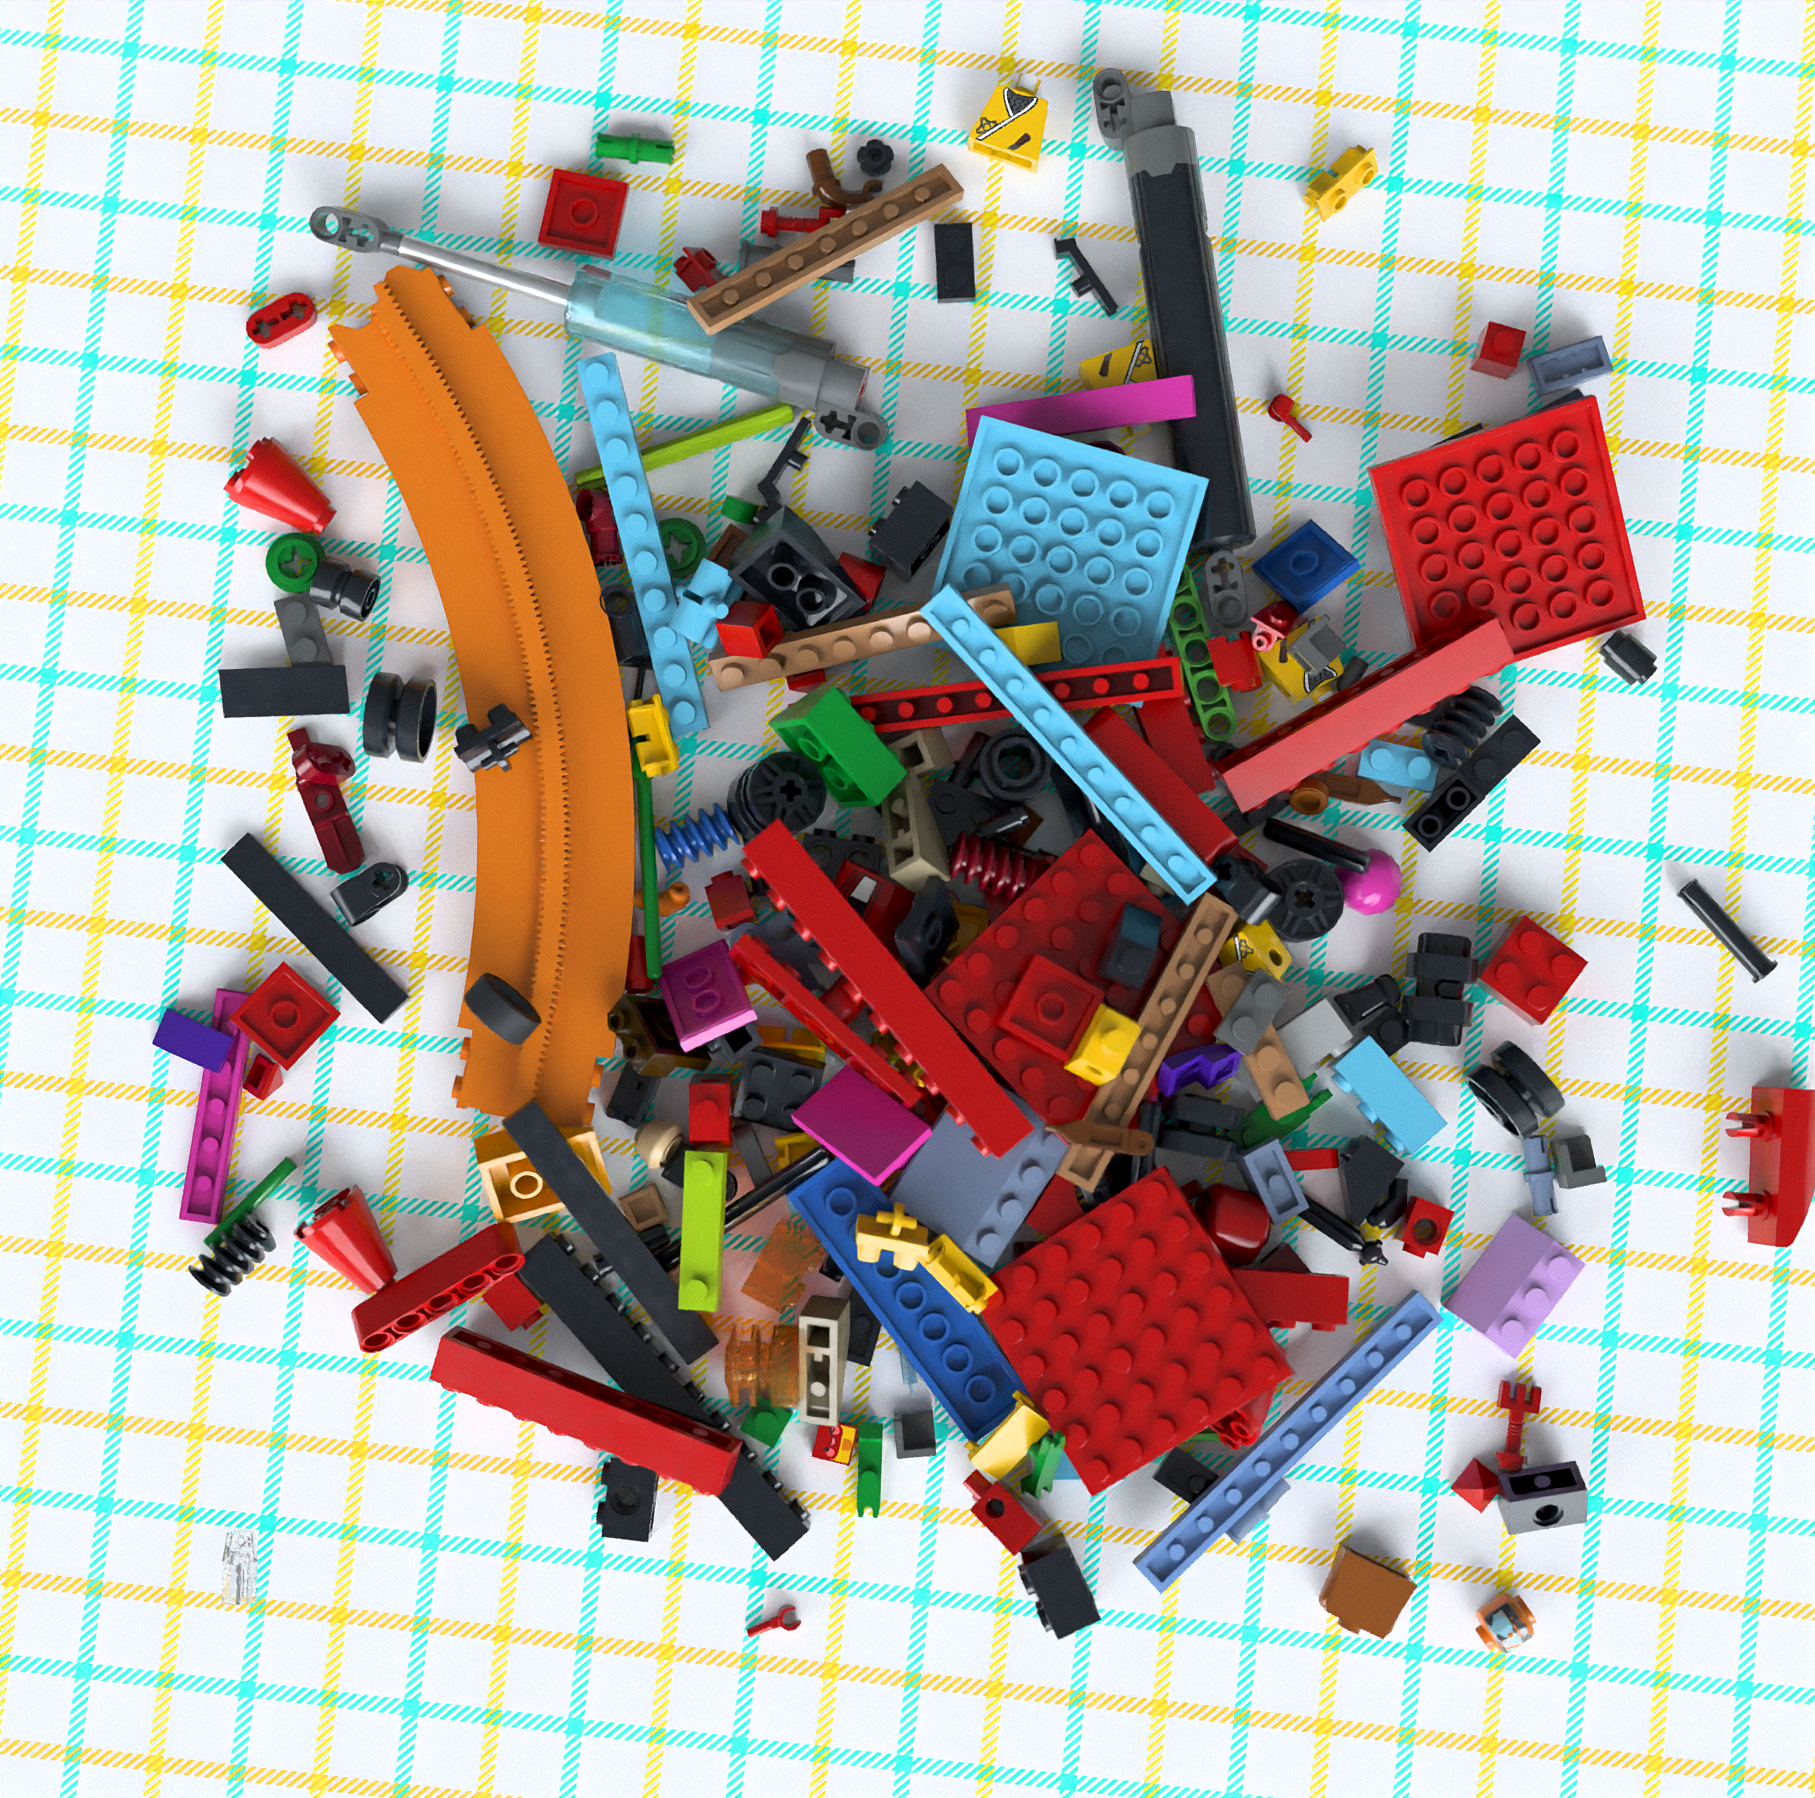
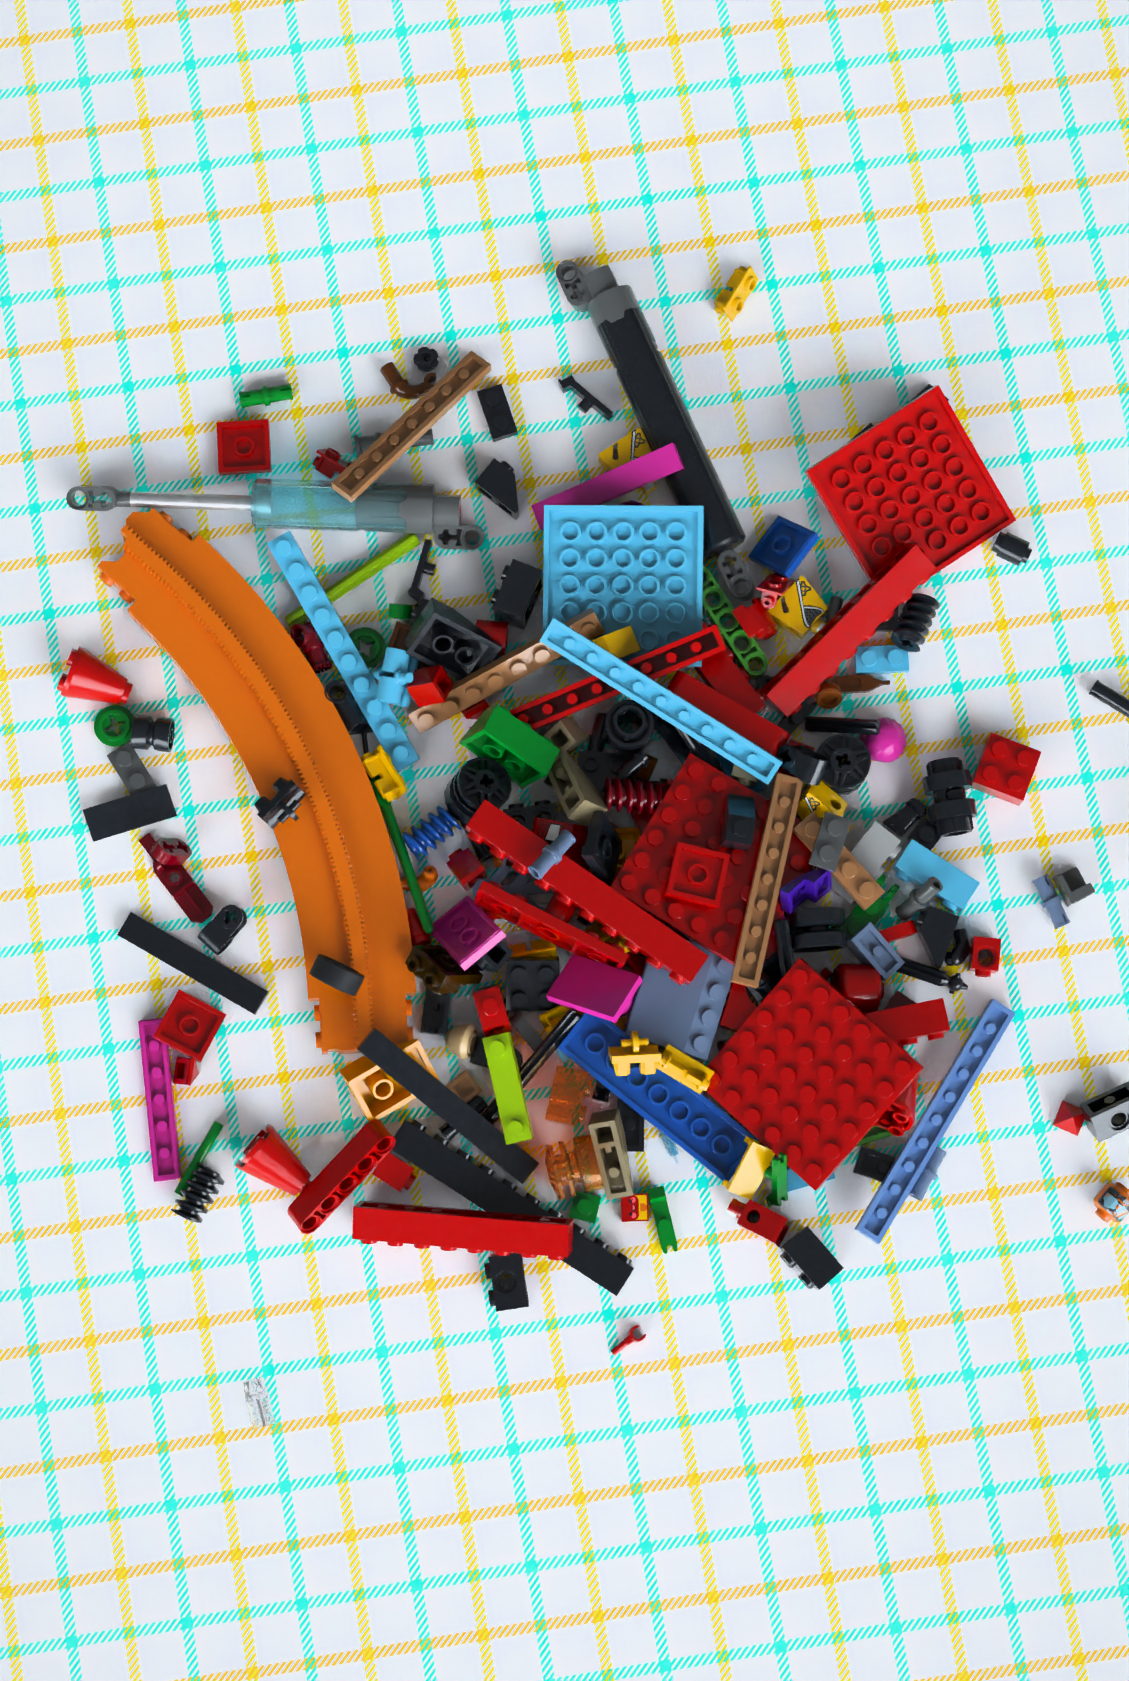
camera: 15 degrees left, 5 degrees down
(193, 1040) = (131, 1059): dark purple slope -> none
(276, 313) = (65, 575): red beam -> none
(399, 717) = (213, 805): black wheel -> none
(773, 222) = (370, 418): red hinge -> none
(851, 925) = (551, 854): none -> sand blue pin
(914, 1434) = (686, 1186): dark grey panel -> none
(928, 369) = (499, 486): none -> black slope
(1012, 125) = (510, 314): yellow torso -> none
(1104, 1045) = (738, 888): yellow torso -> none
(1104, 1137) = (756, 948): reddish brown piece -> none
(1280, 411) = (738, 451): red hand -> none
(1316, 647) = (805, 596): dark grey panel -> none
(1355, 1121) = (918, 898): none -> dark grey pin
(1364, 1593) = (1015, 1209): dark orange torso -> none
(1471, 782) = (932, 657): black slope -> none
(1498, 350) = (869, 373): red brick -> none
(1511, 1457) = (1085, 1091): red hinge -> none
(1514, 1090) = (1017, 848): black wheel -> none
(1514, 1285) = (1055, 978): lavender slope -> none
(1569, 366) = (919, 371): sand blue plate -> none

